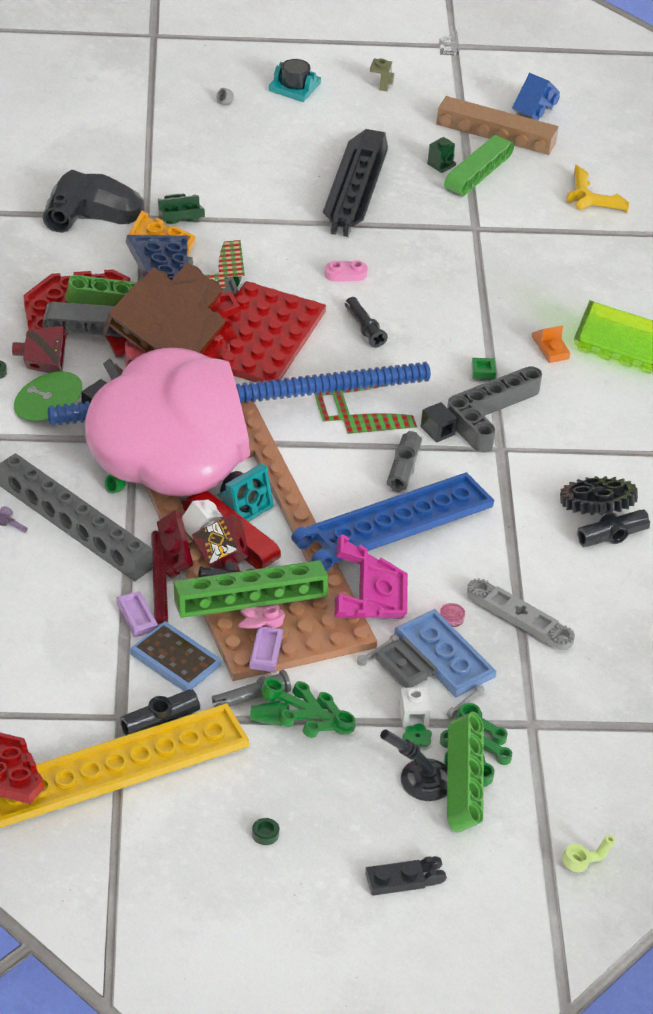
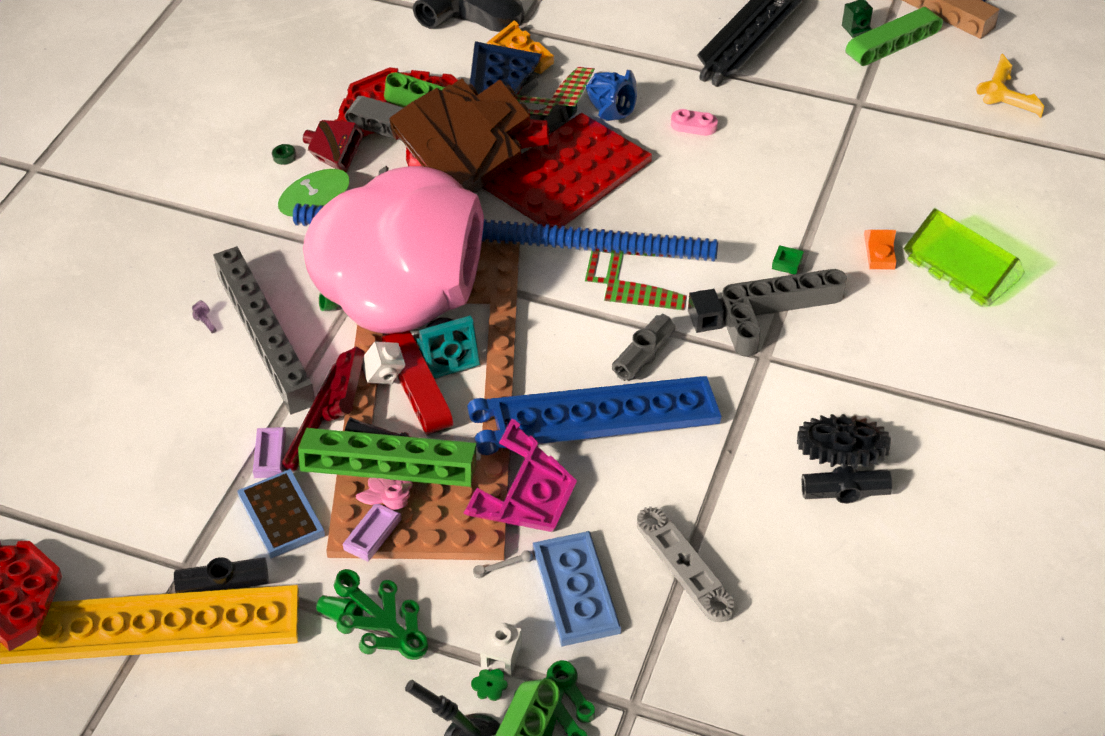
camera: 25 degrees right, 5 degrees up
(179, 207) = (554, 24): dark green slope -> none
(223, 543) = (391, 396): torso -> none
(249, 691) = (368, 575): dark grey pin -> none
(266, 259) = (605, 88): none -> blue piece
(369, 326) = (685, 186): black pin -> none
(405, 663) = (521, 589): dark grey plate -> none
(453, 614) = (608, 543): clear pink tile -> none
(479, 690) = (591, 646): light grey hinge -> none

